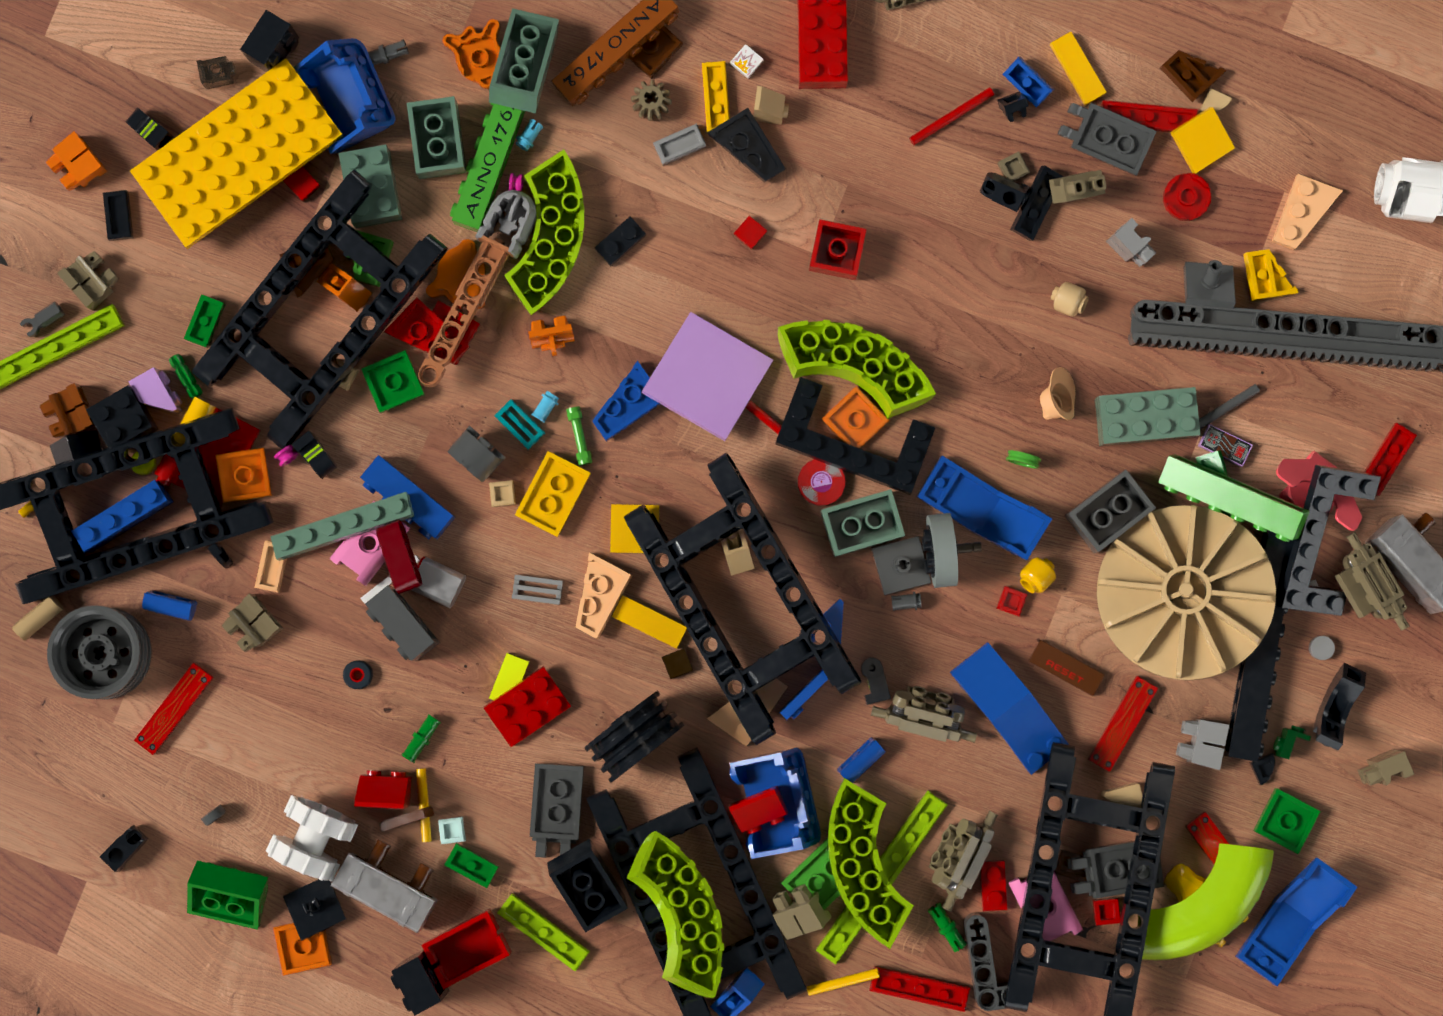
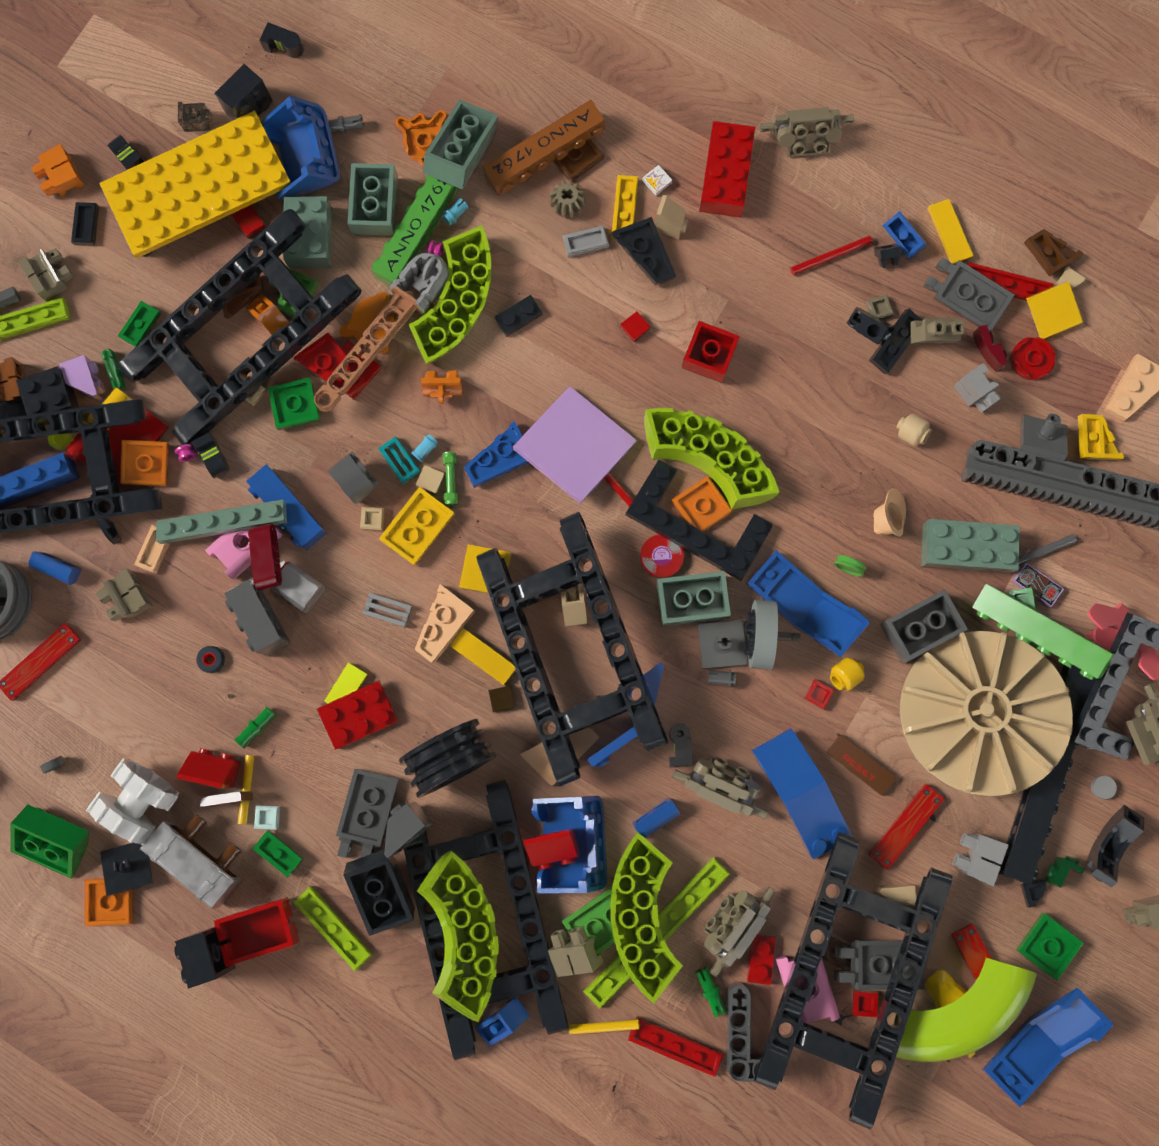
camera: 15 degrees right, 5 degrees down
(557, 440) = (430, 479): none -> tan tile
(605, 814) = (405, 826): none -> dark grey slope
(1143, 201) = (993, 354): none -> dark red slope

